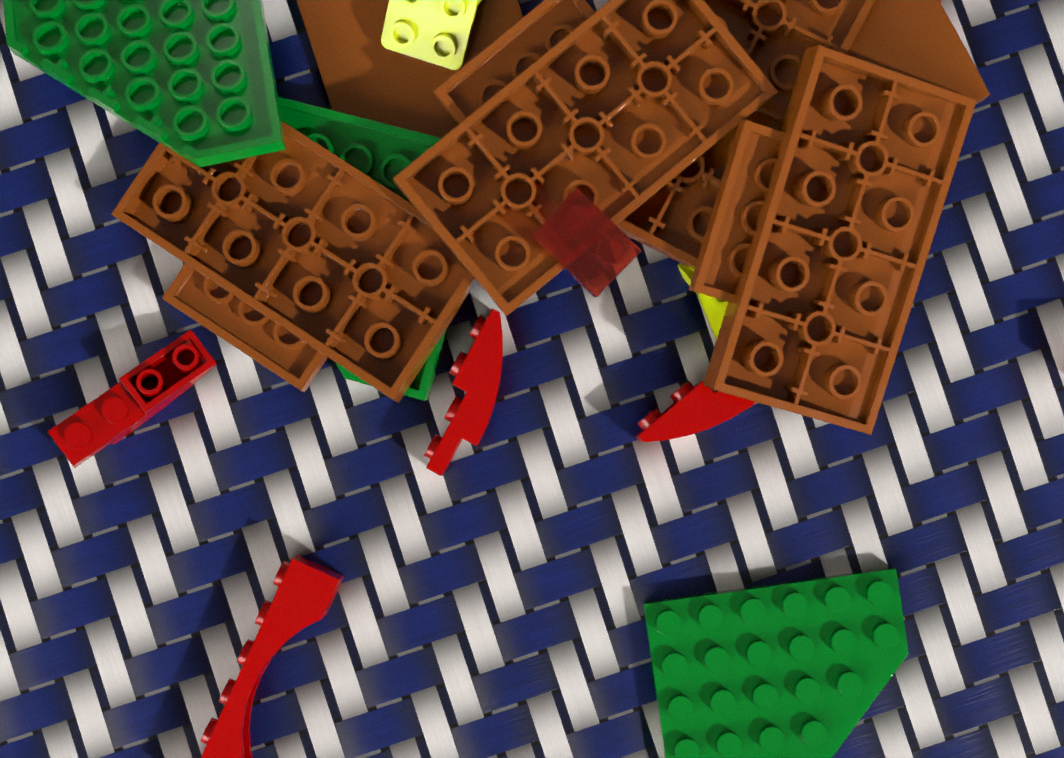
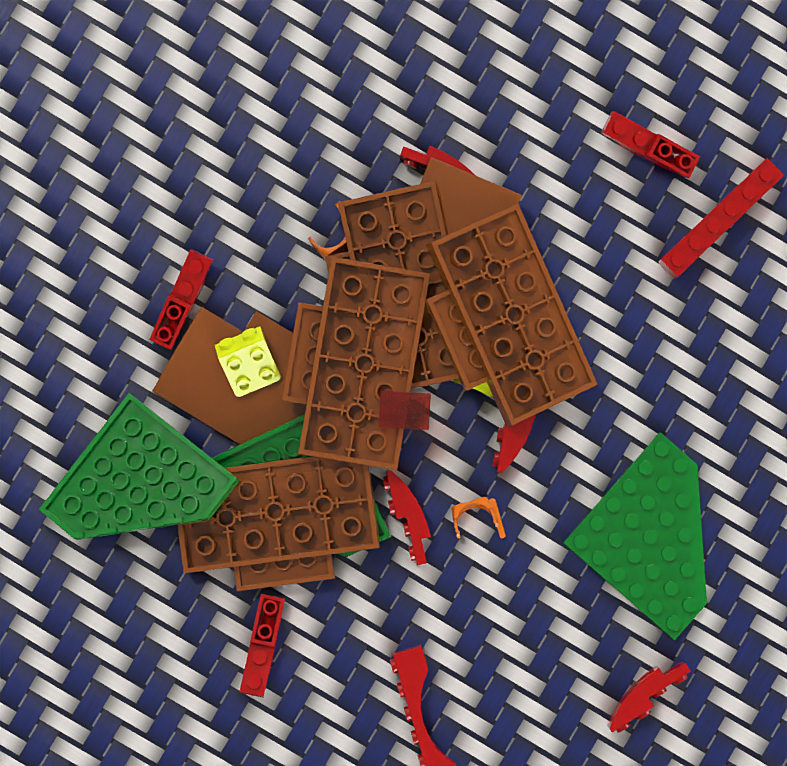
camera: 30 degrees left, 0 degrees up
(583, 461) = (484, 503): none -> orange helmet

